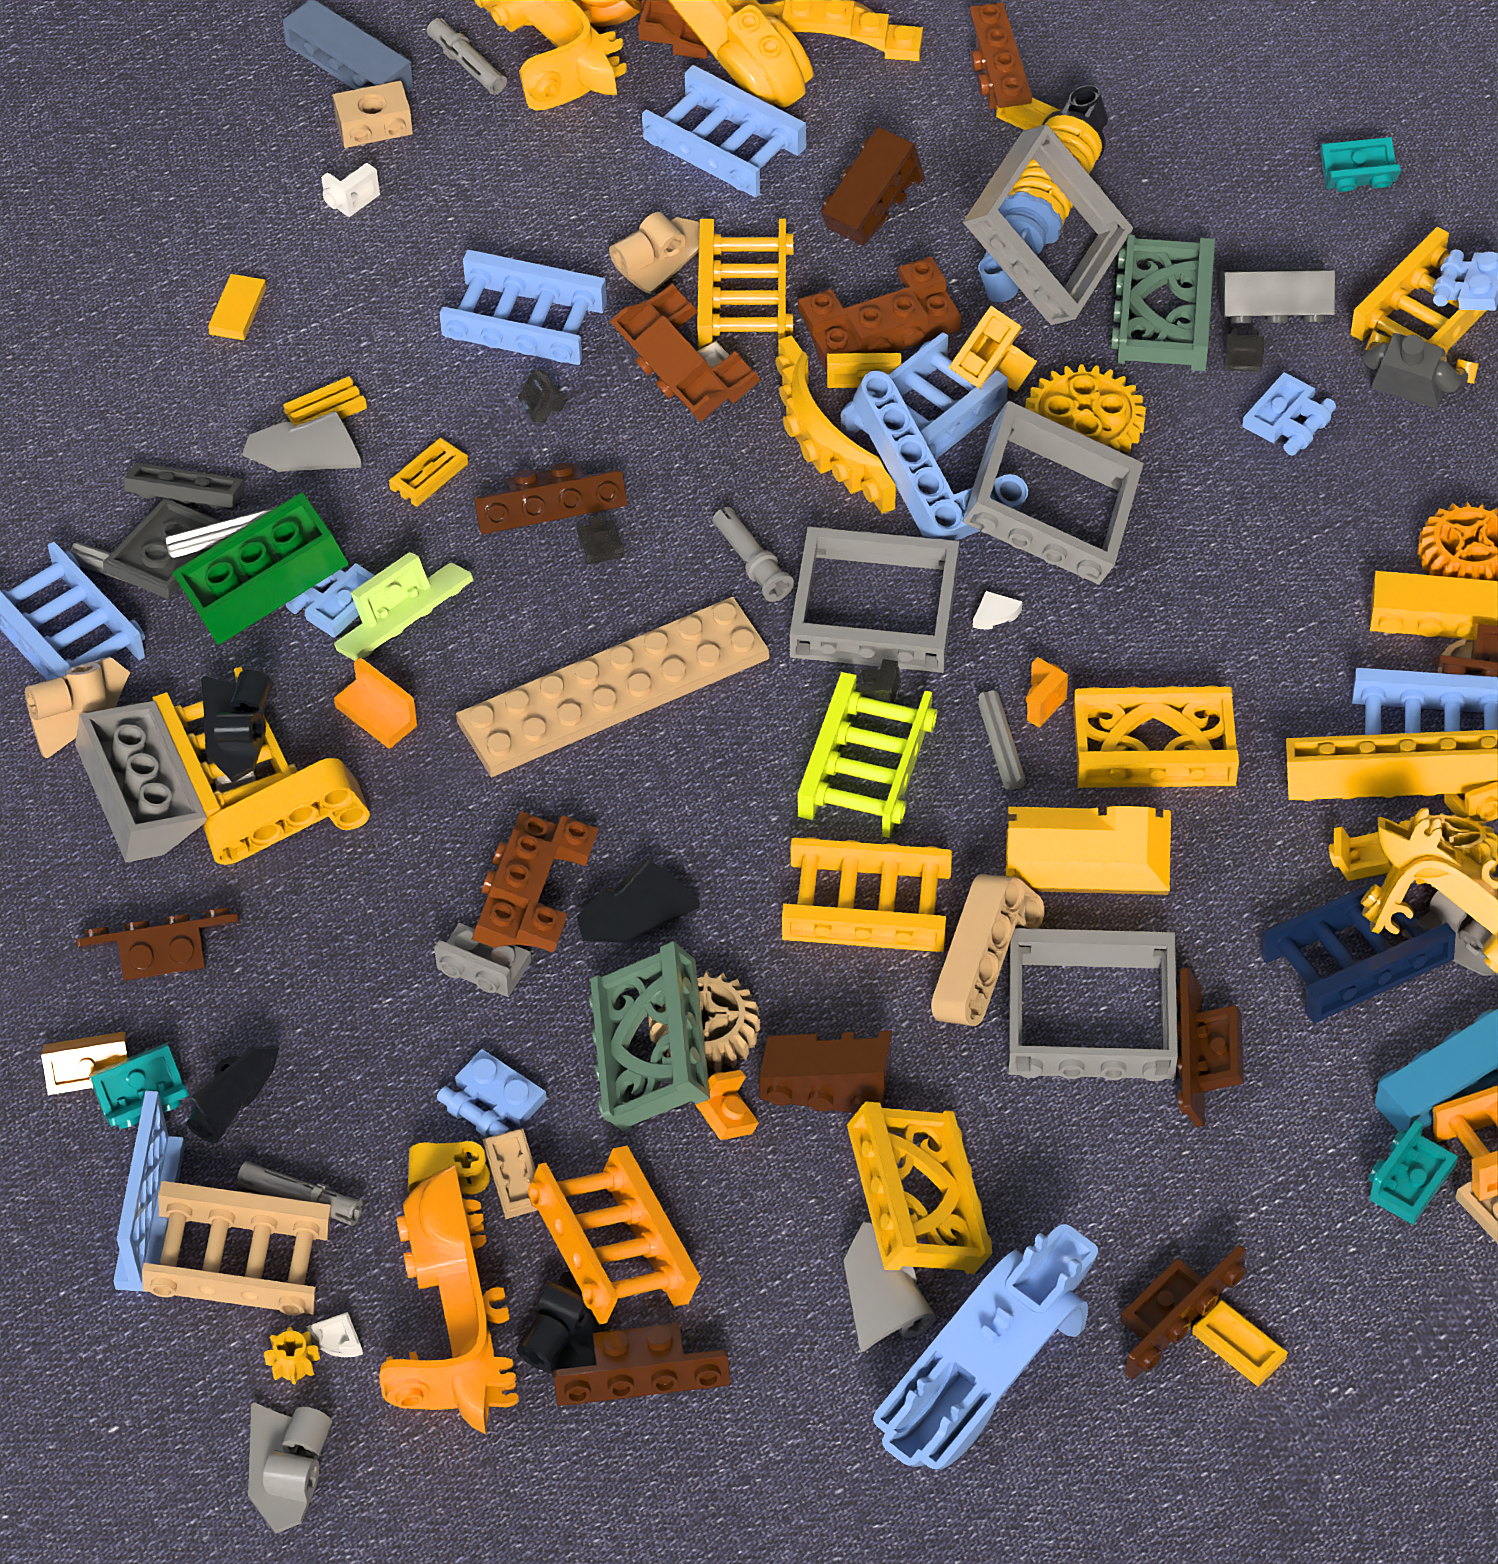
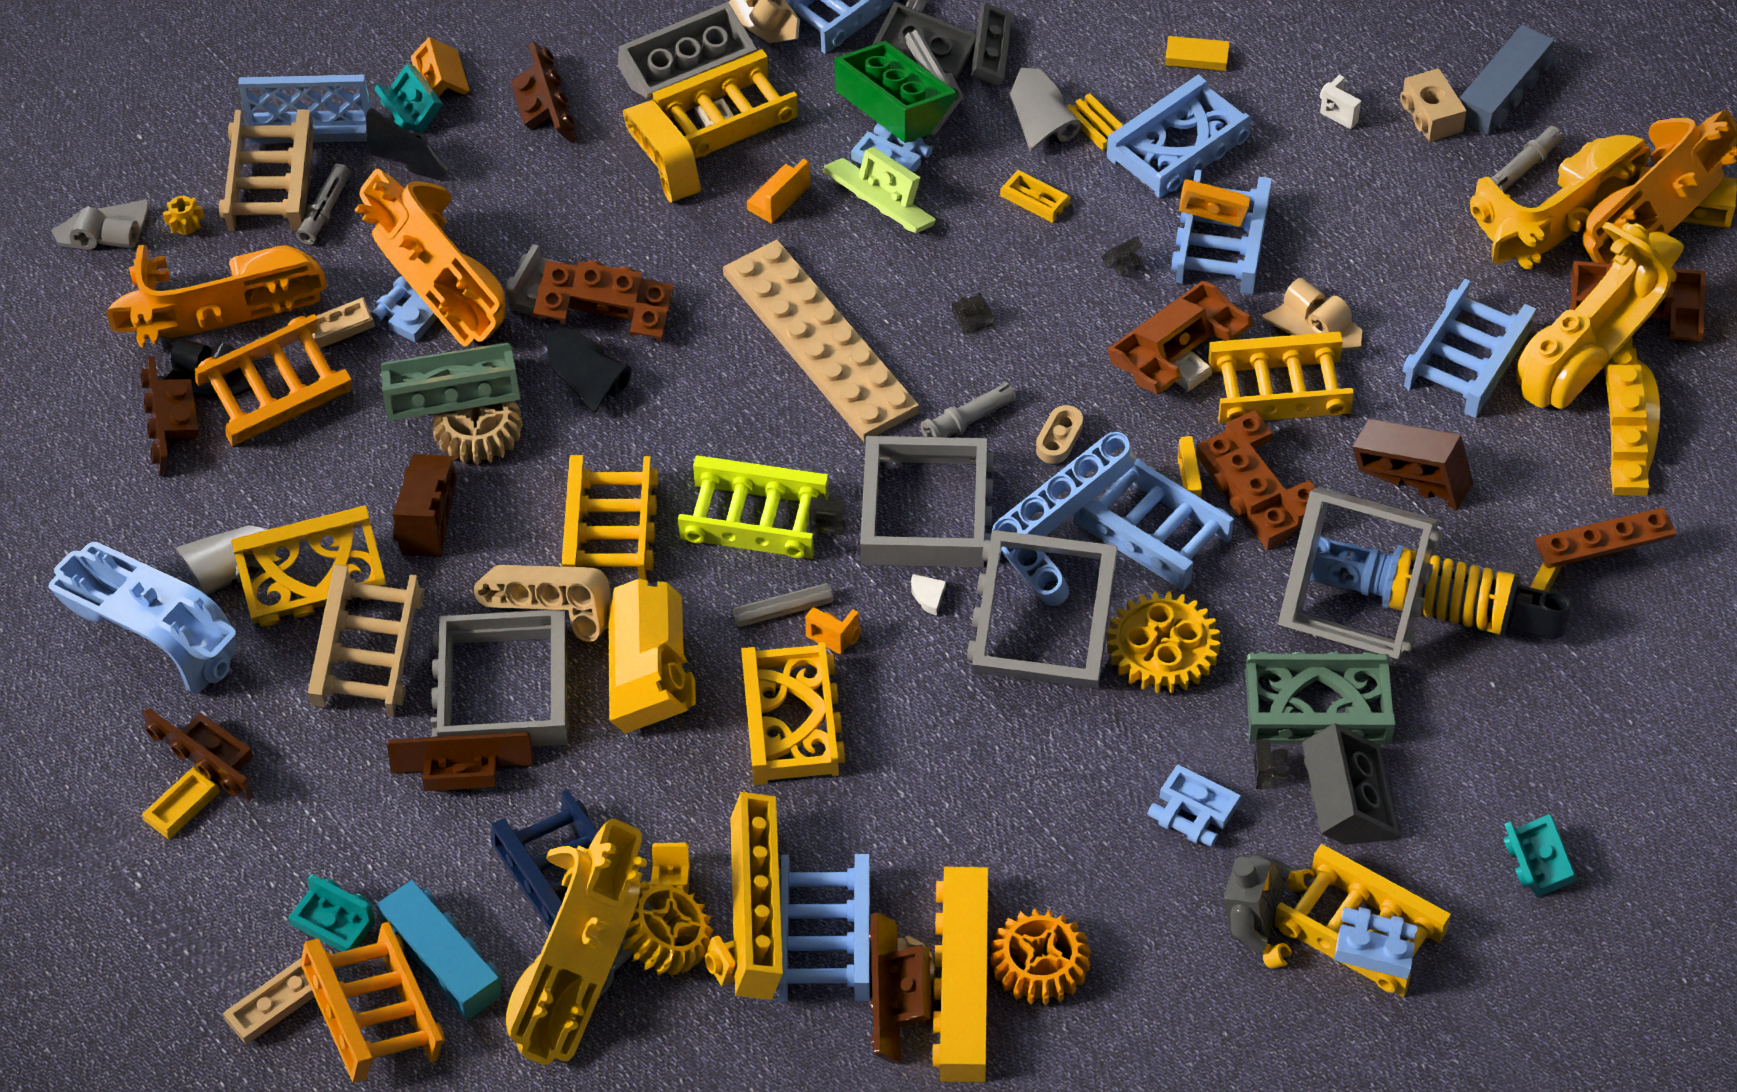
camera: 85 degrees right, 0 degrees up
(235, 721) = (732, 95): black panel -> none
(336, 1336) = (206, 243): white tile -> none
(371, 374) = (1182, 161): none -> light blue fence
(431, 1158) = (341, 280): yellow piece -> none
(454, 1043) = (412, 238): none -> light orange piece
(498, 297) = (1213, 203): none -> light orange panel
(549, 496) = (1014, 270): reddish brown bracket -> none
(725, 1108) = (397, 444): light orange bracket -> none
(796, 478) = (1058, 437): none -> tan plate
(821, 440) = (1143, 428): yellow piece -> none
(992, 350) = (1218, 557): yellow tile -> none
(1028, 1160) = (337, 619): none -> tan fence

